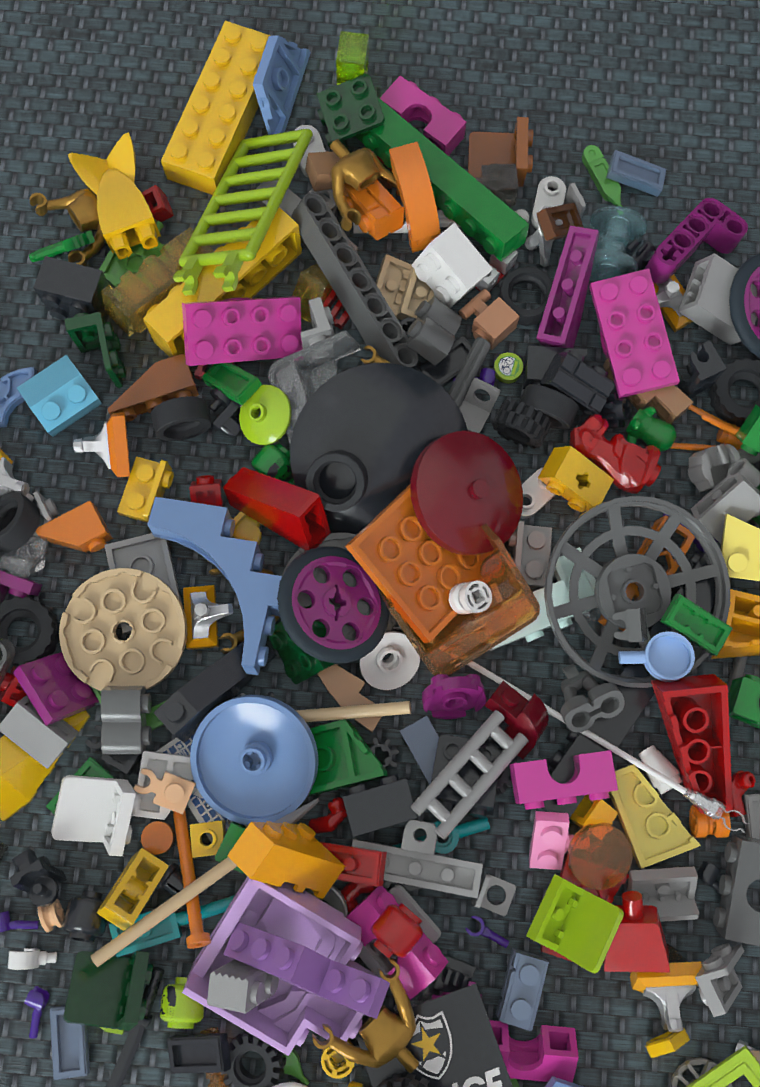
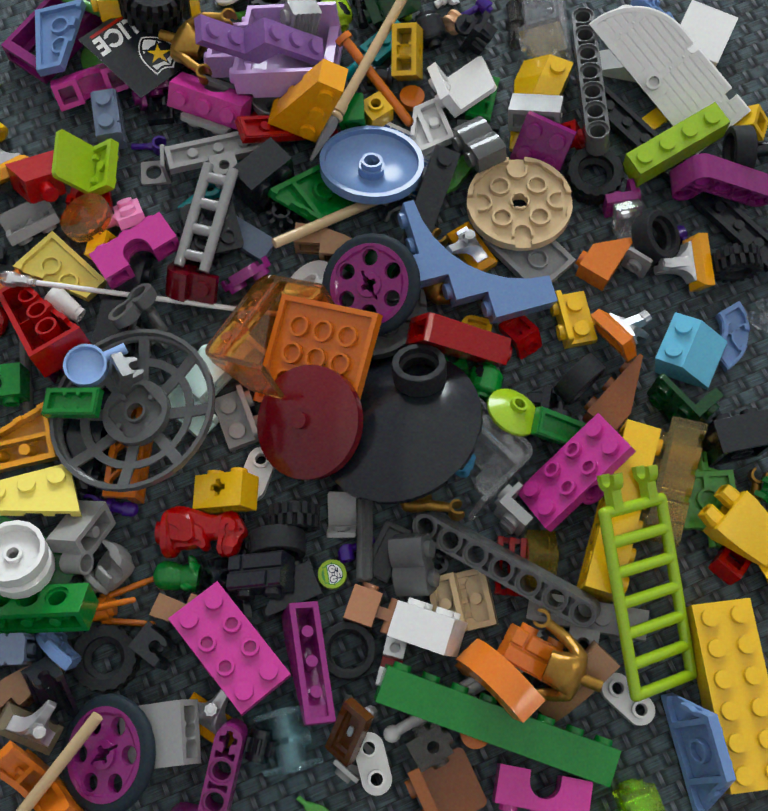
camera: 155 degrees right, 5 degrees down
(170, 792) = (420, 121): light nougat plate -> none
(332, 820) = (298, 156): red arm -> none
(350, 109) = (611, 749): dark green bracket -> none
(396, 931) = (208, 89): red head -> none
(470, 597) = (266, 340): white wheel -> none

